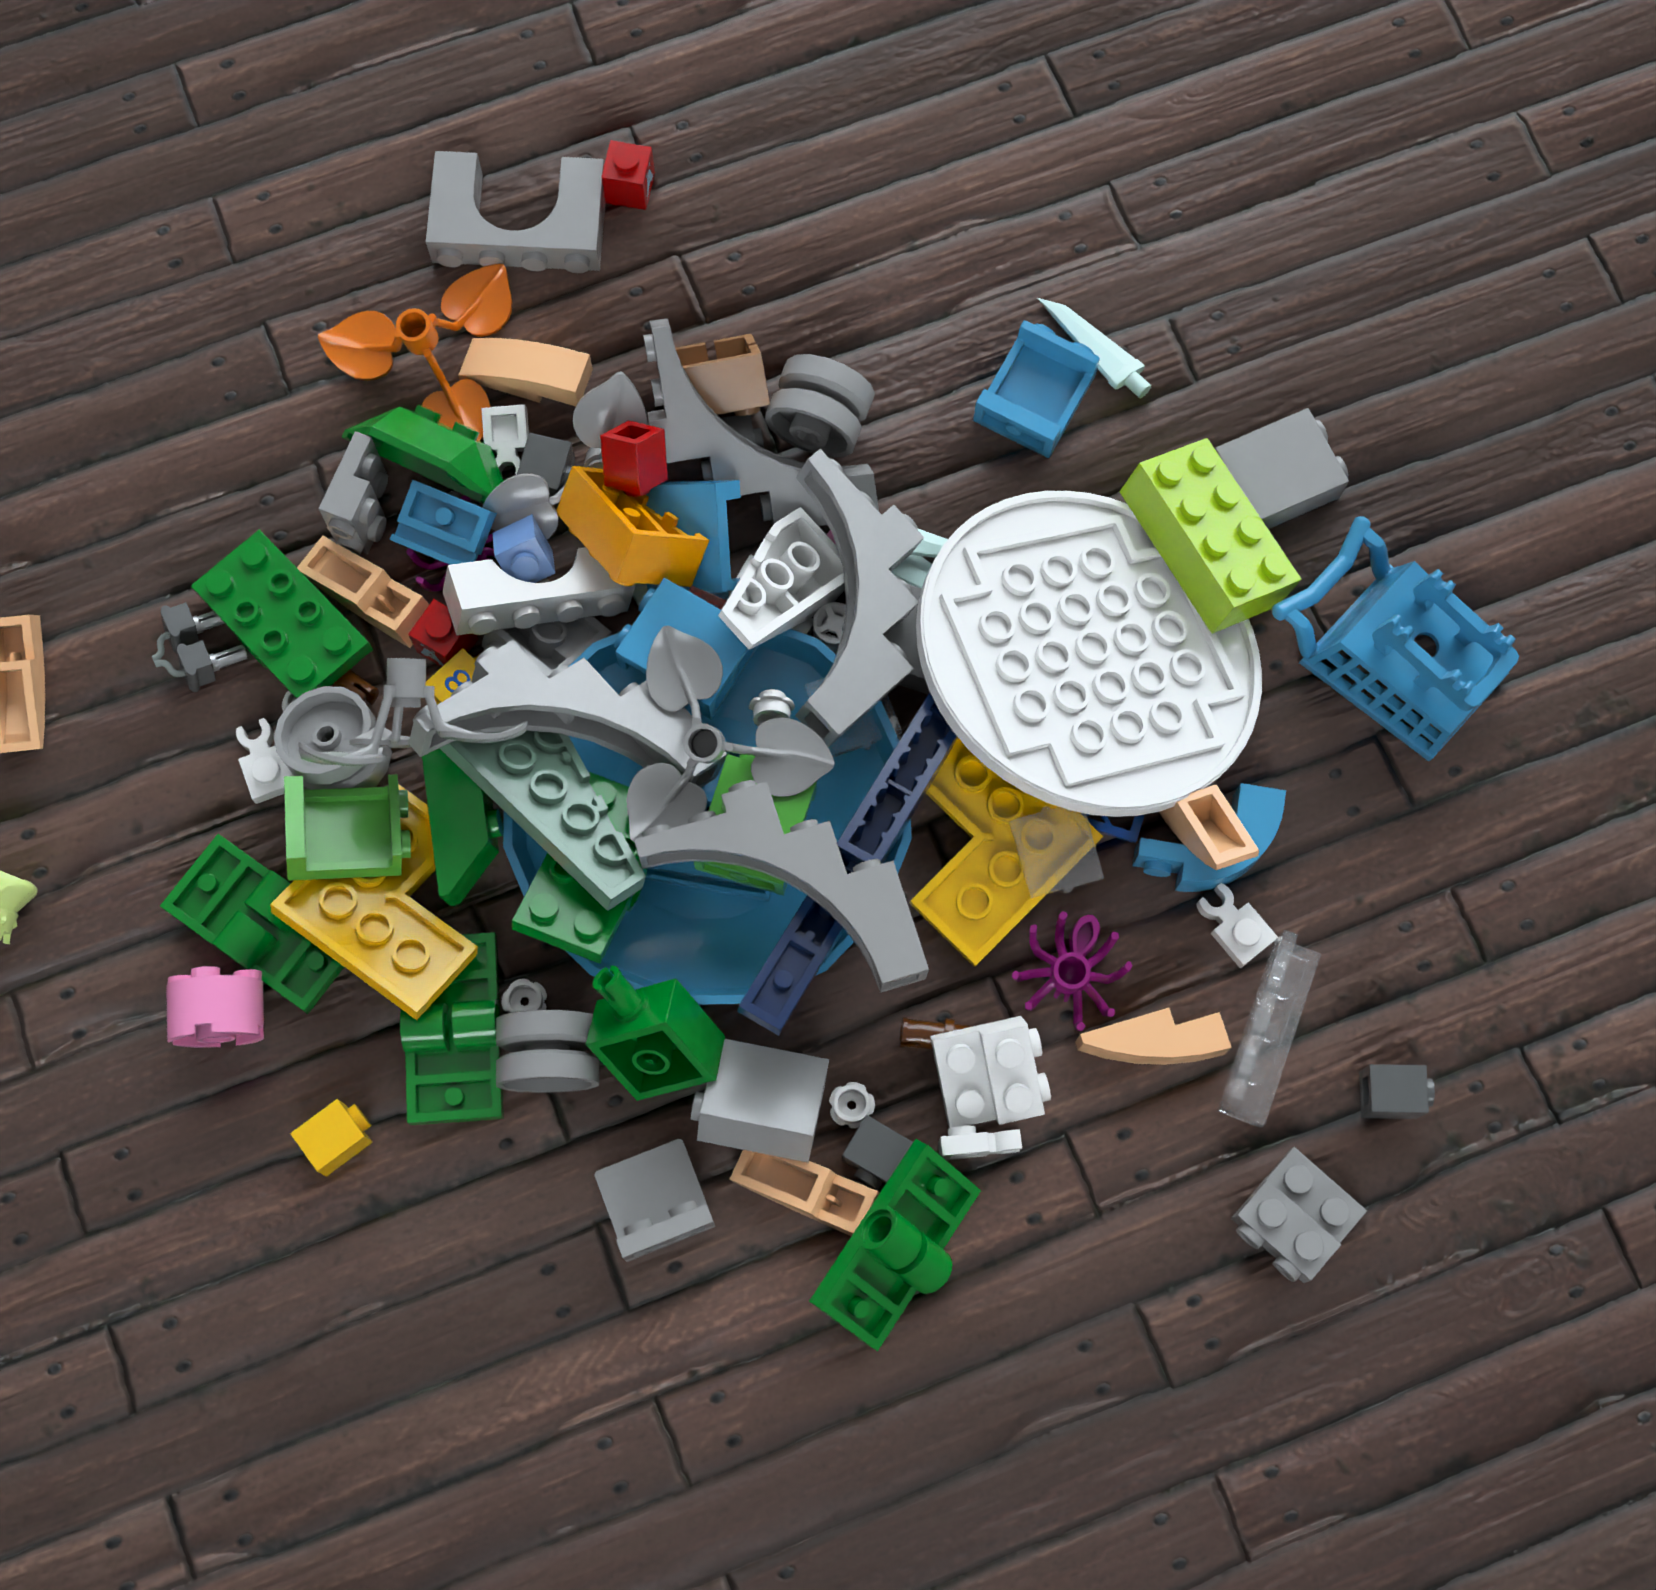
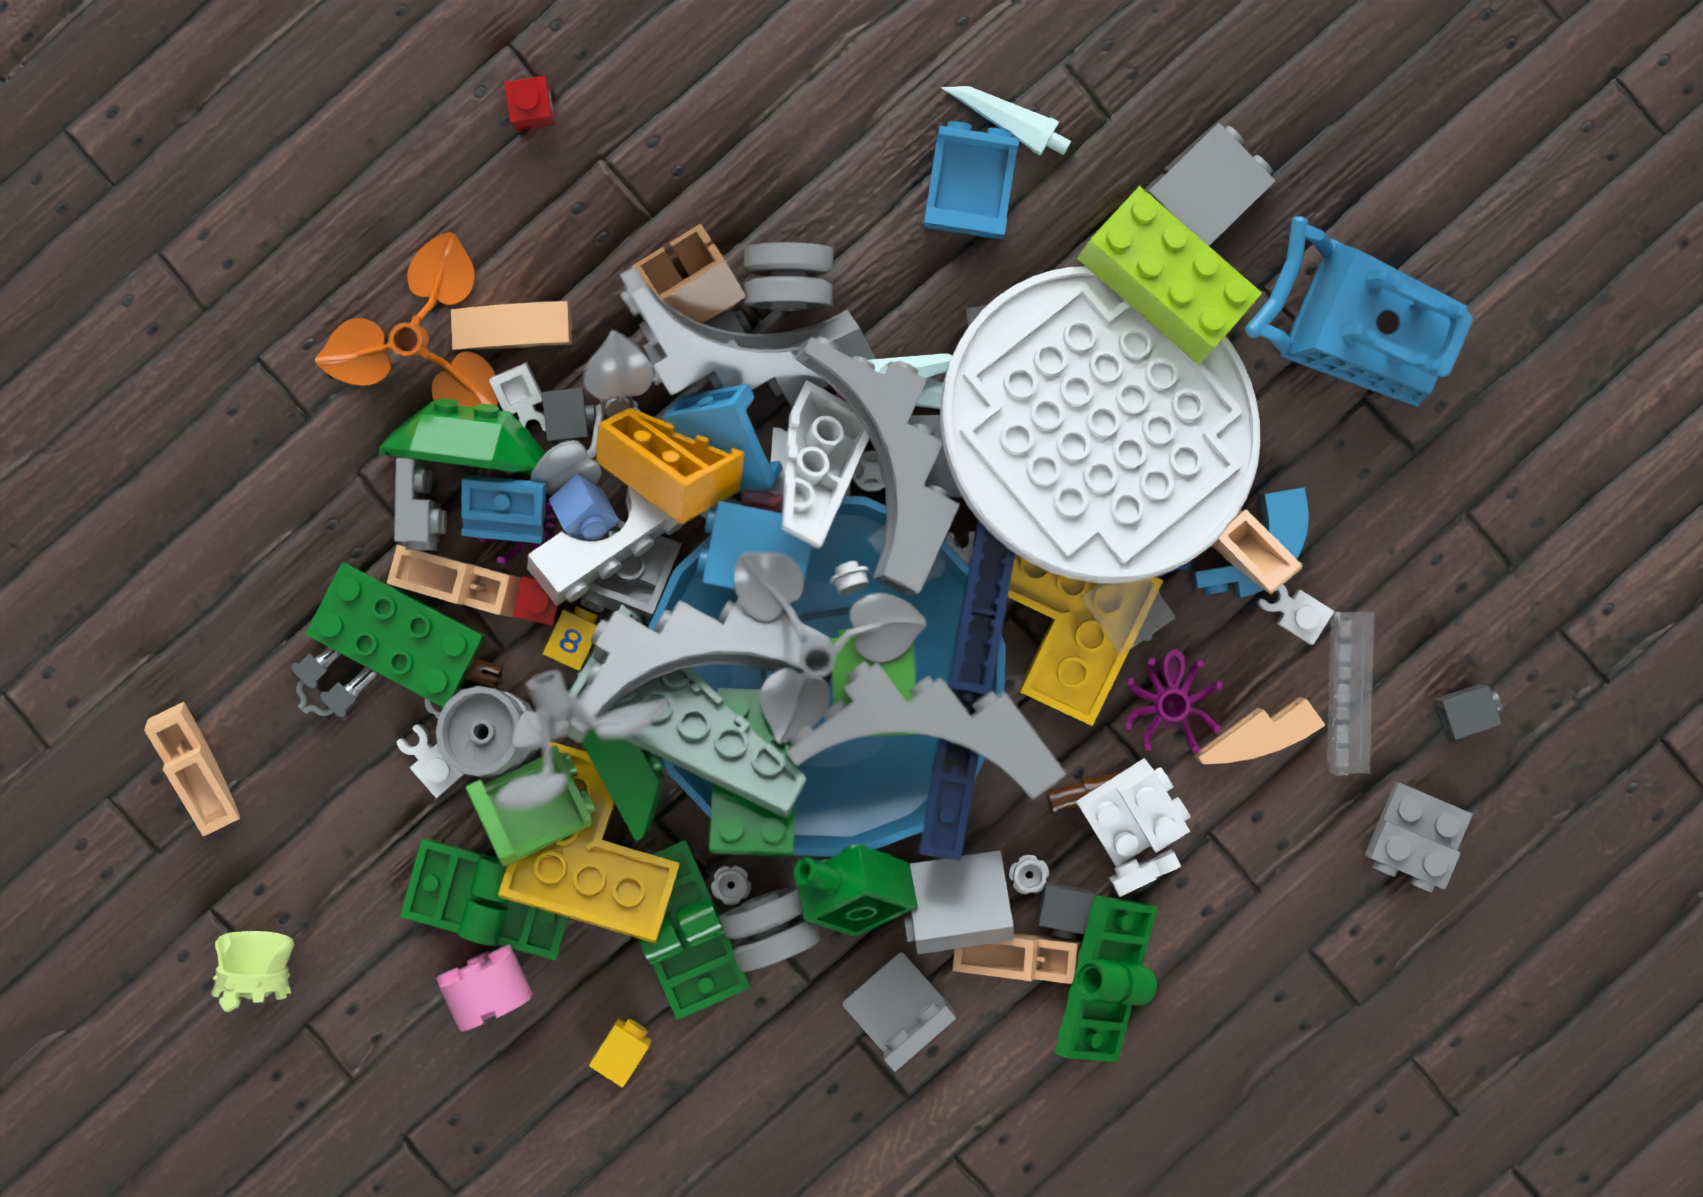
camera: 15 degrees left, 15 degrees up
(564, 240) = (499, 184): light grey arch -> none
(634, 458) = (653, 403): red brick -> none

